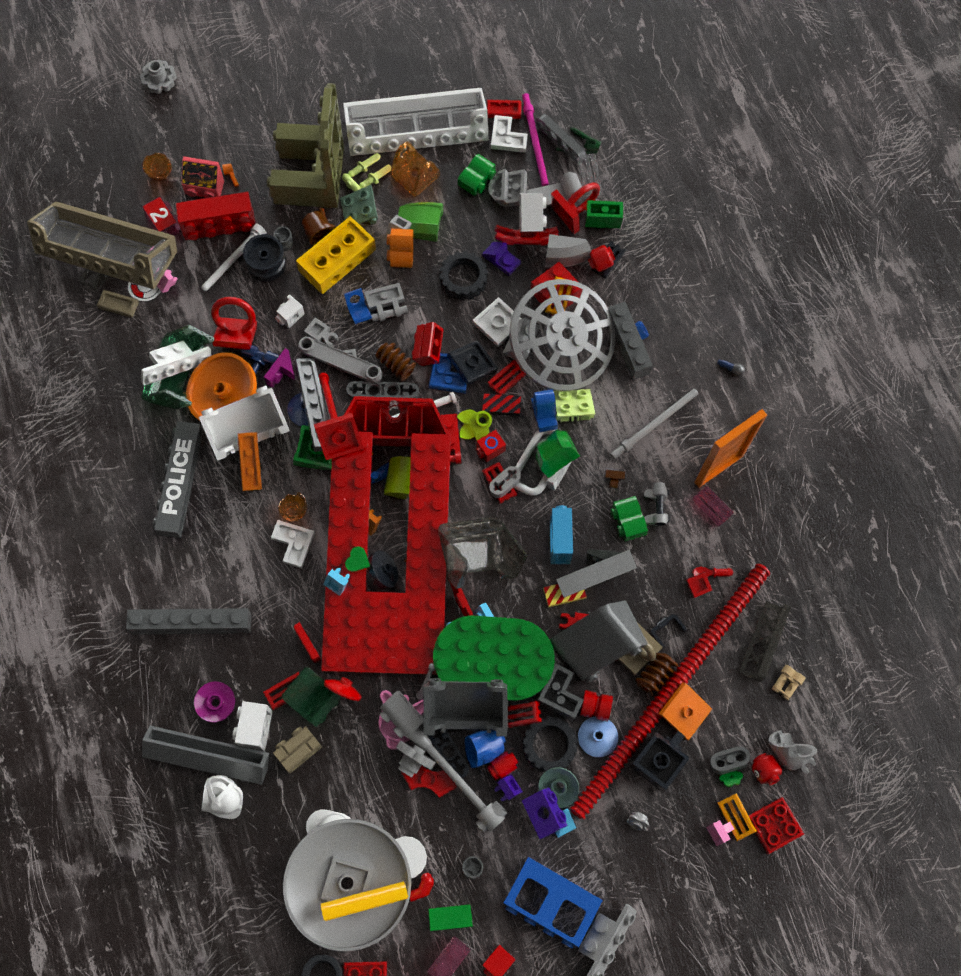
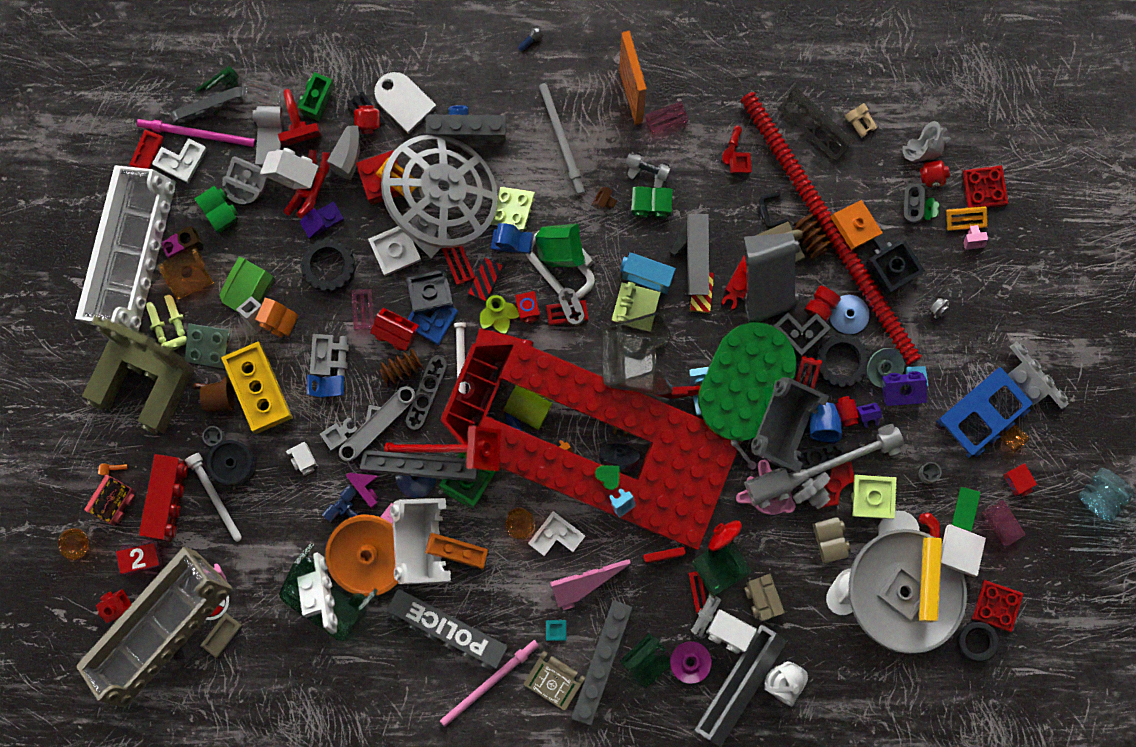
camera: 65 degrees left, 10 degrees up
(115, 210) = (113, 605): none -> red brick
(161, 586) = (554, 681): none -> dark tan piece
(174, 550) = (520, 656): none -> bright pink bar
(202, 661) = (647, 660): none -> clear green bracket
(207, 573) = (556, 630): none -> teal tile
(230, 331) = (304, 521): red tile -> none
(250, 575) = (576, 587): none -> bright pink wedge
(264, 698) = (706, 615): none -> light grey pin
(373, 793) = (831, 540): none -> dark tan brick
(406, 927) = (962, 550): none -> white tile
(427, 818) = (874, 497): none -> yellowish green bracket
(440, 158) = (181, 242): none -> leg
(443, 320) = (362, 292): none -> clear pink tile
(531, 536) = (634, 302): none -> yellowish green hinge
(538, 942) = (1014, 438): none -> clear orange tile
(631, 285) = (404, 101): none -> white tile

